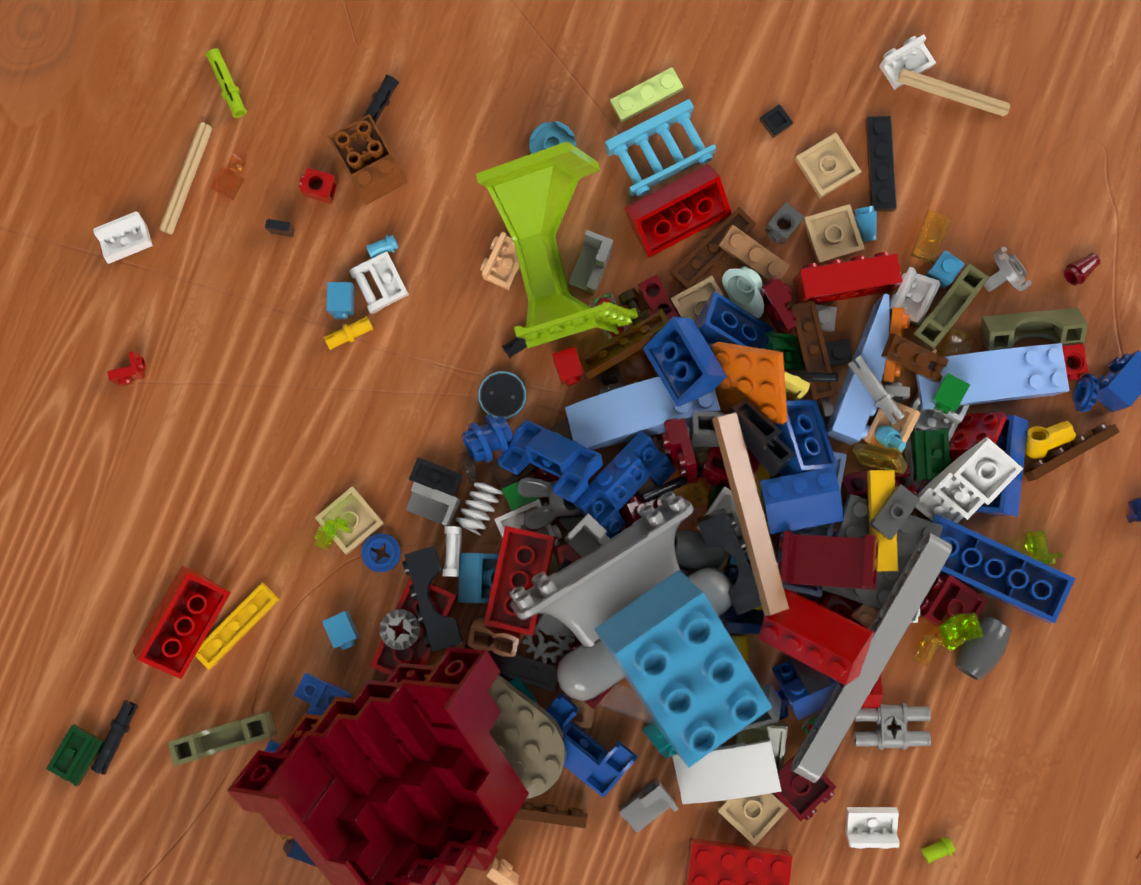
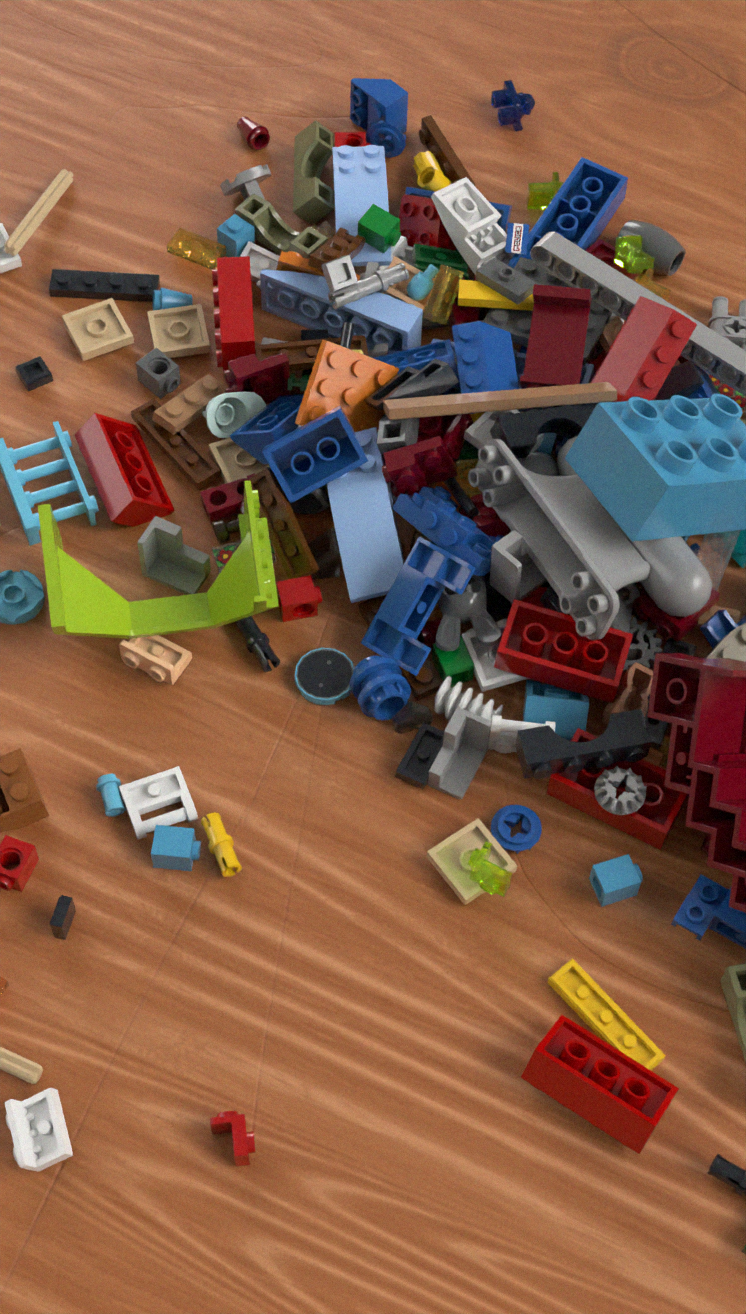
camera: 90 degrees left, 25 degrees down
(876, 361) = (339, 273): none -> plate
(969, 522) = (517, 238): none -> sticker

